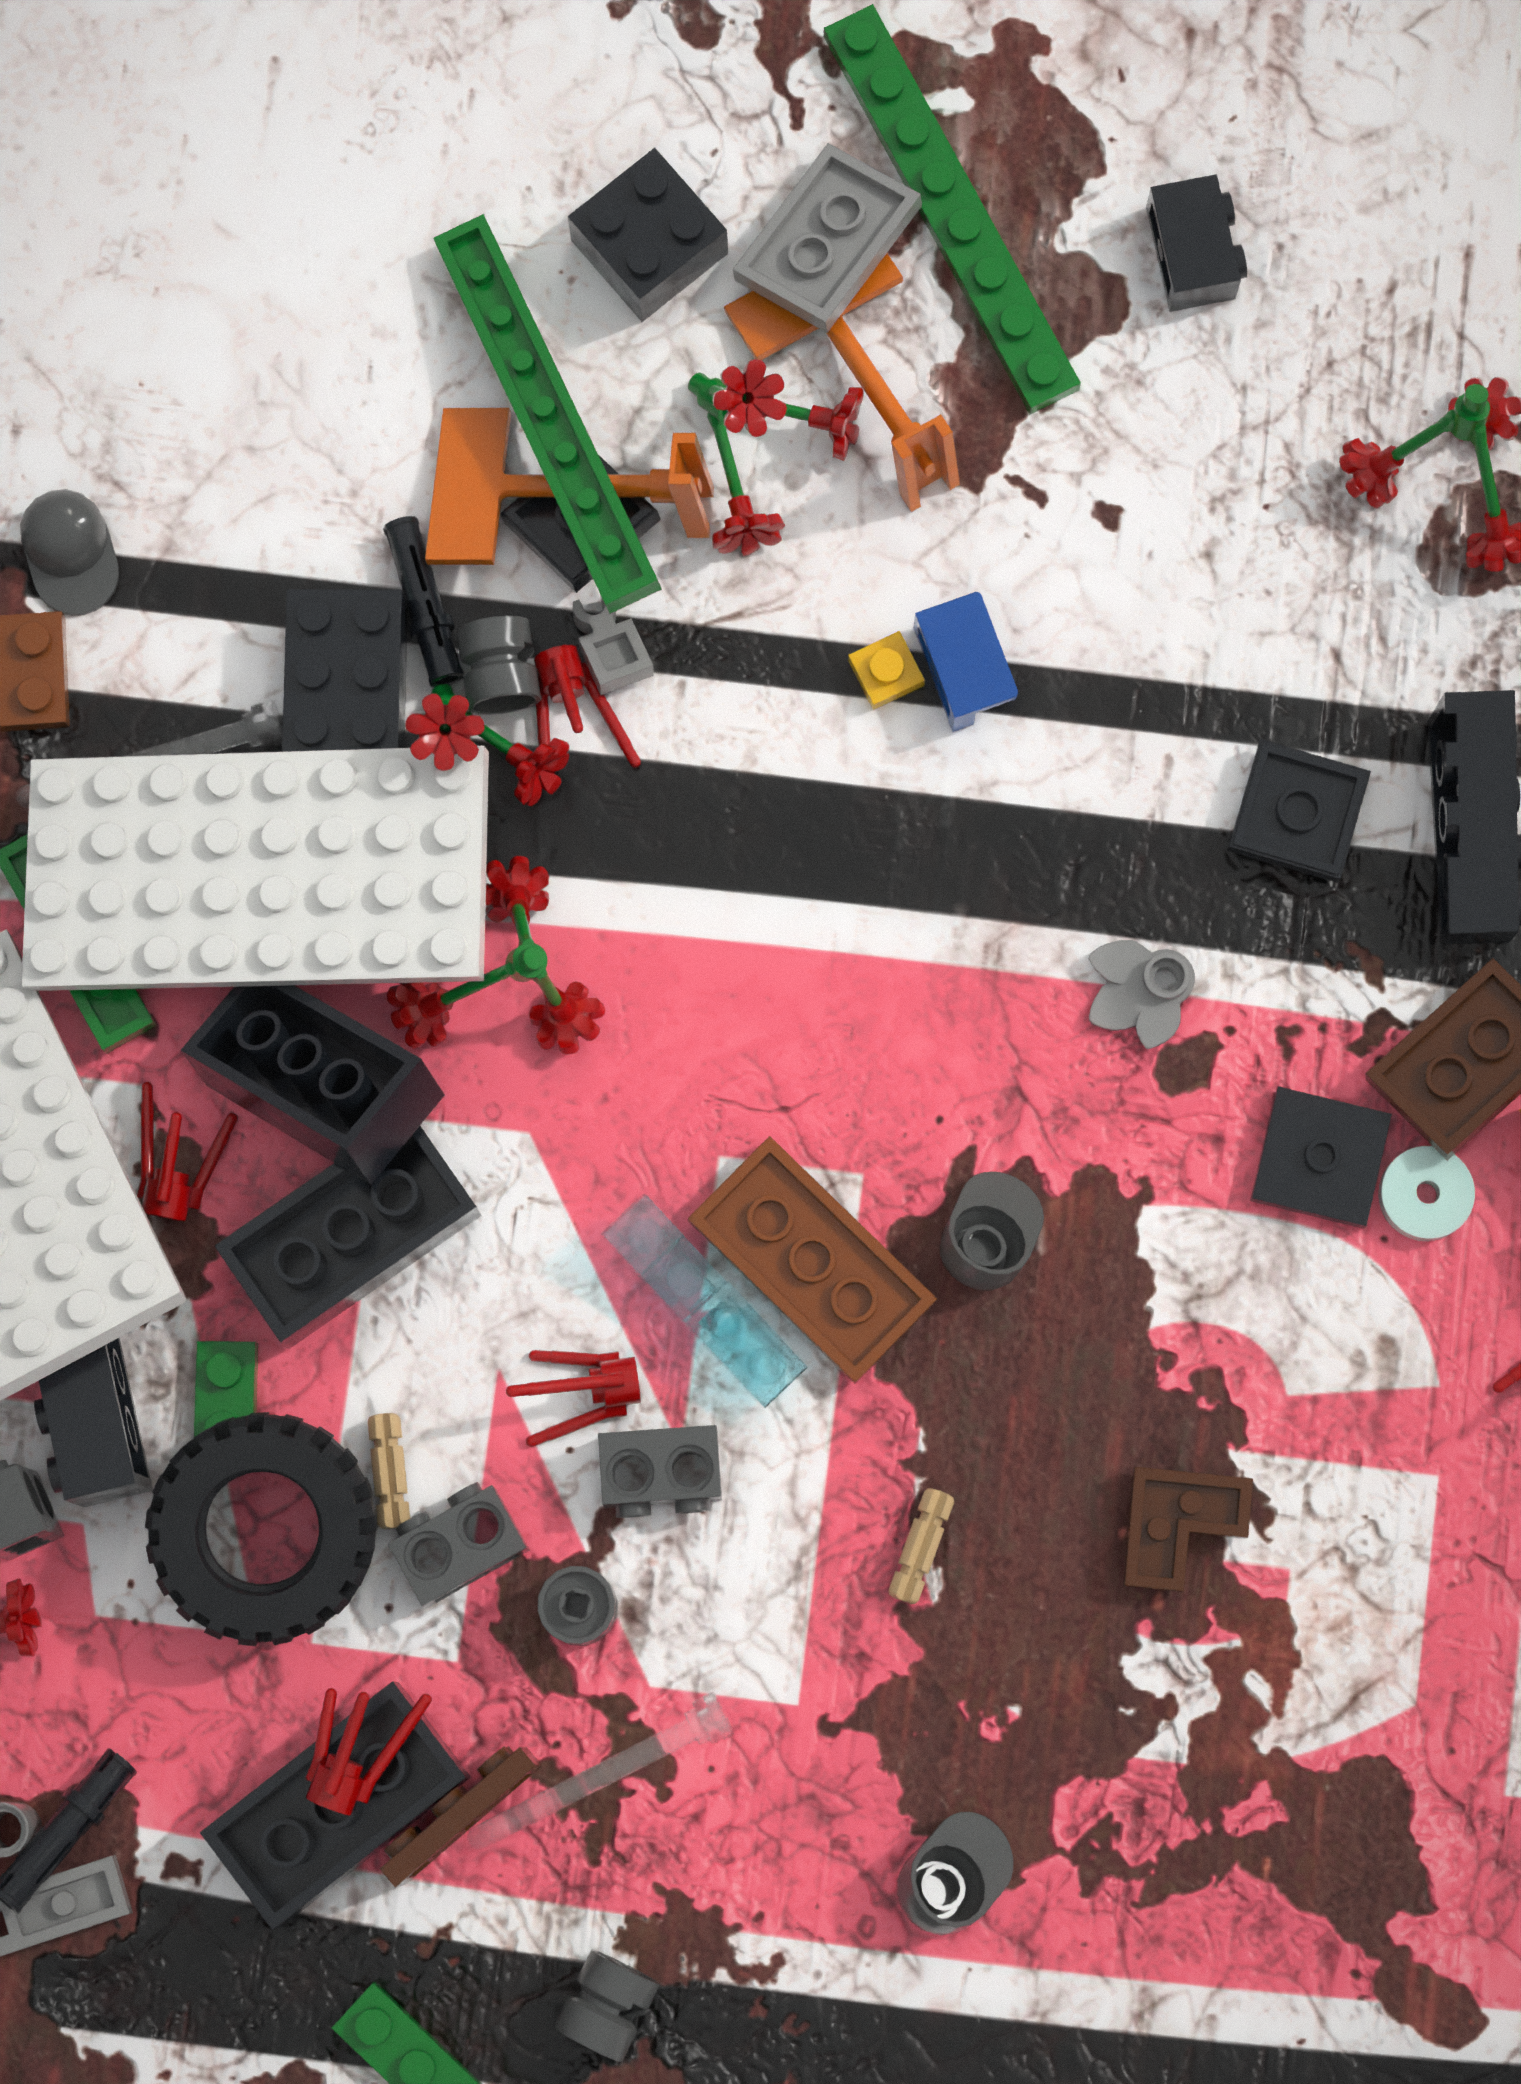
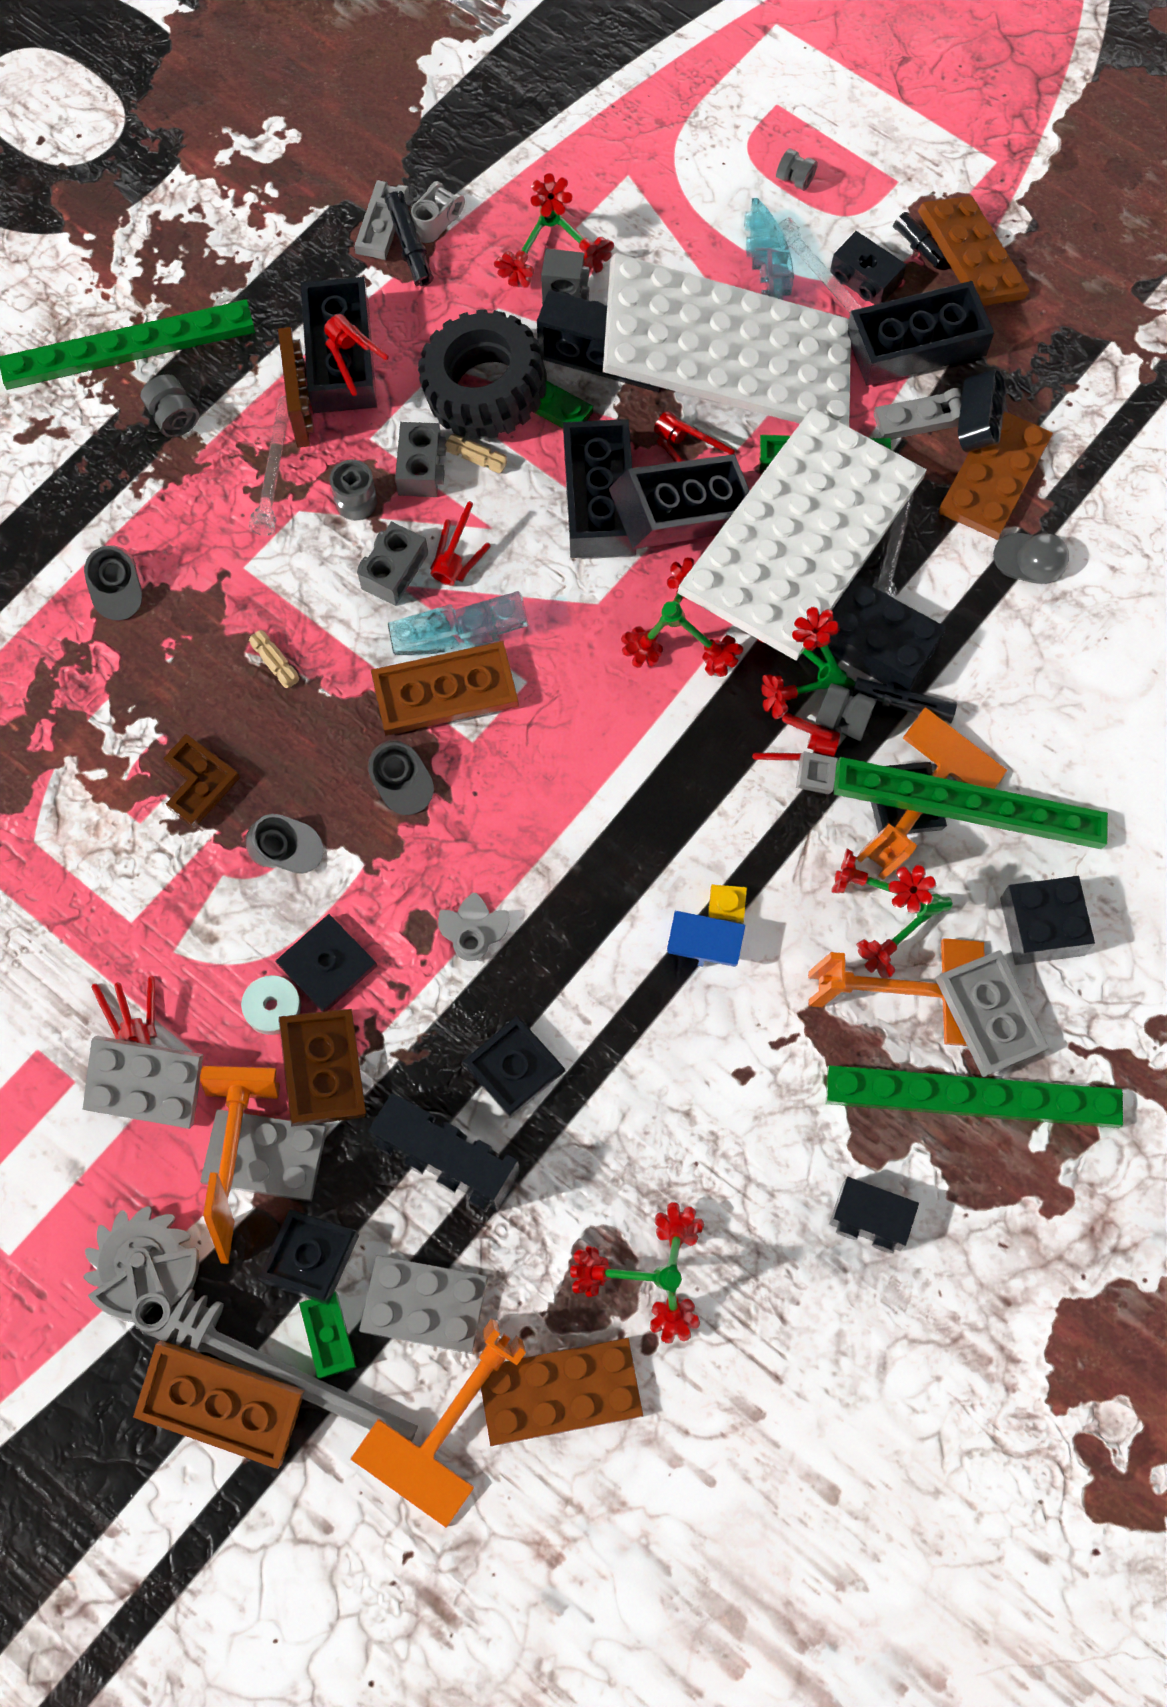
camera: 120 degrees right, 10 degrees down
(1197, 1326) = (284, 844): none -> dark grey cap

